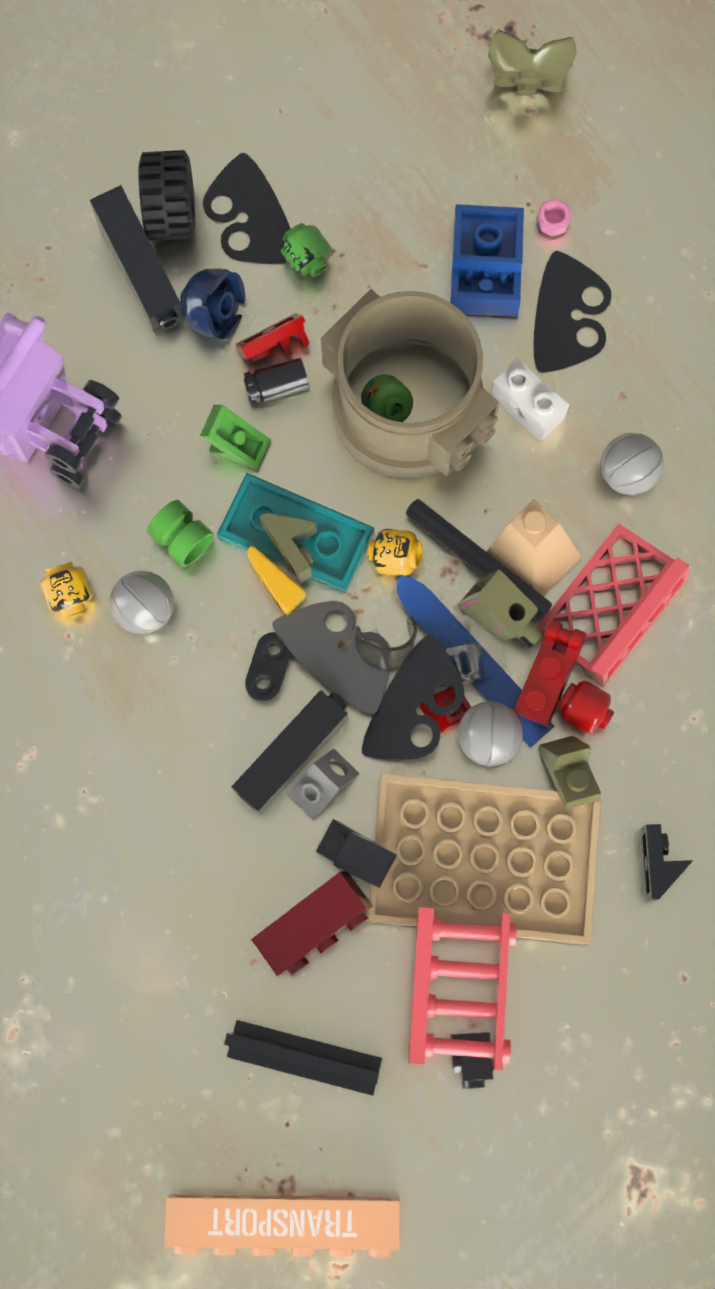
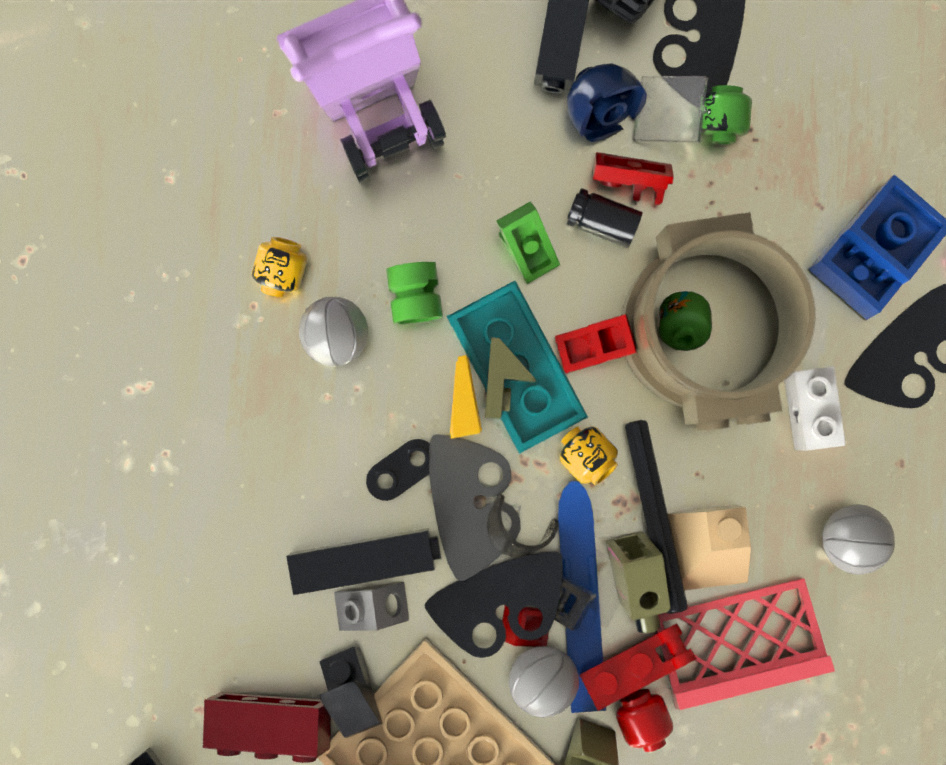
camera: 30 degrees right, 10 degrees up
(266, 274) = (672, 109): none -> clear piece
(340, 470) = (596, 344): none -> red slope

